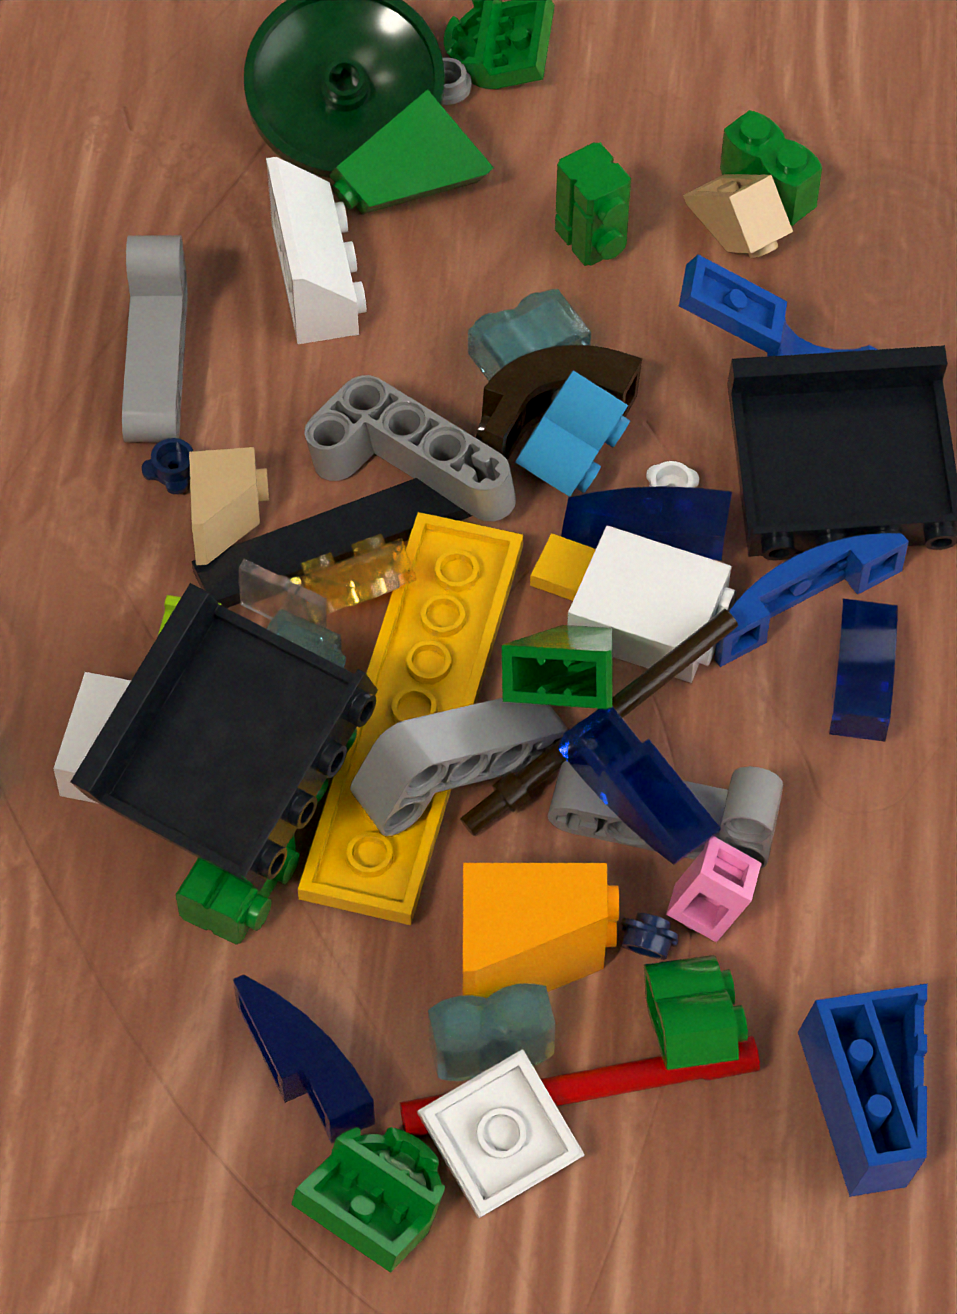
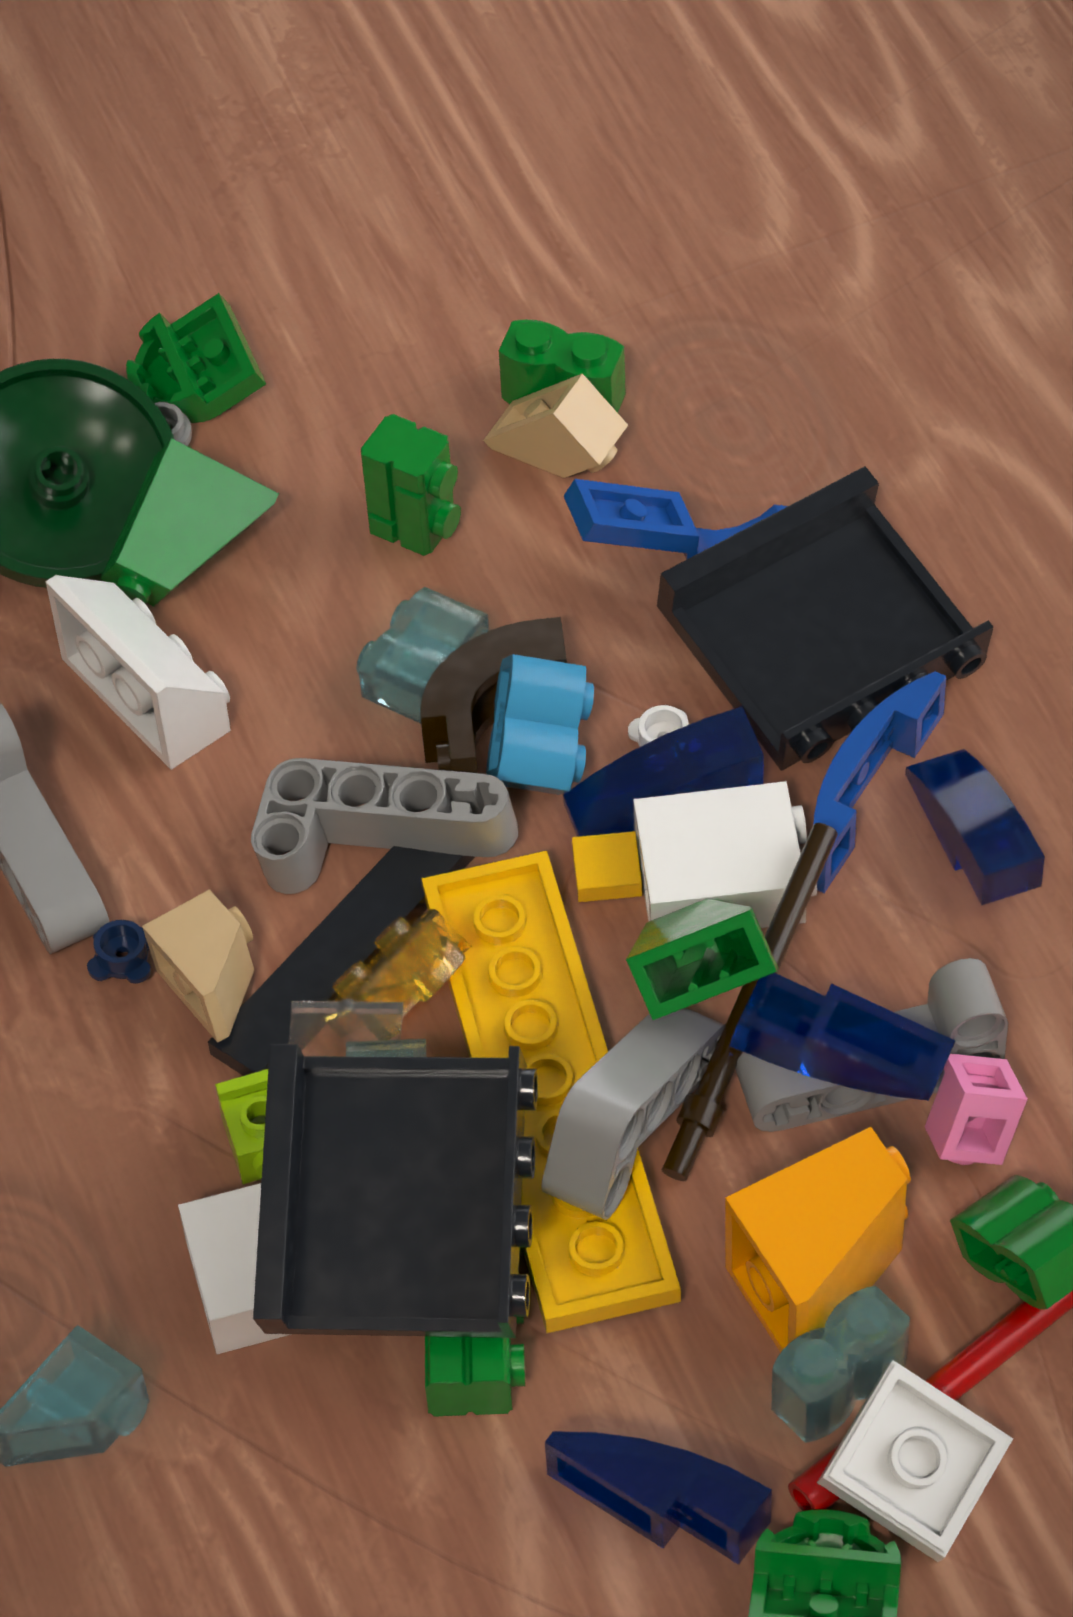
camera: 25 degrees left, 5 degrees down
(648, 936) = (935, 1190): dark blue plate -> none

